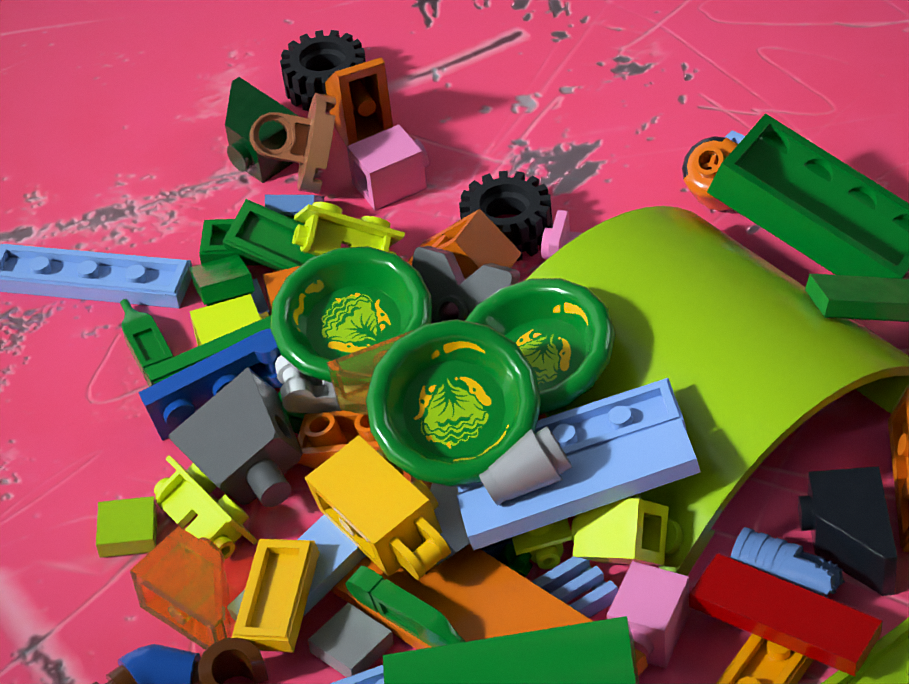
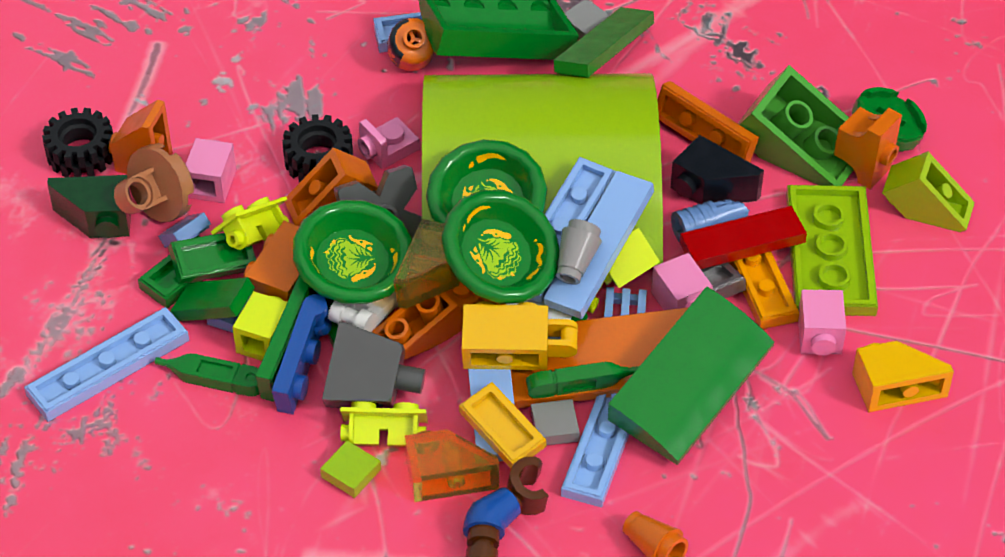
camera: 55 degrees left, 5 degrees up
(704, 641) = (725, 279): none -> flat silver tile

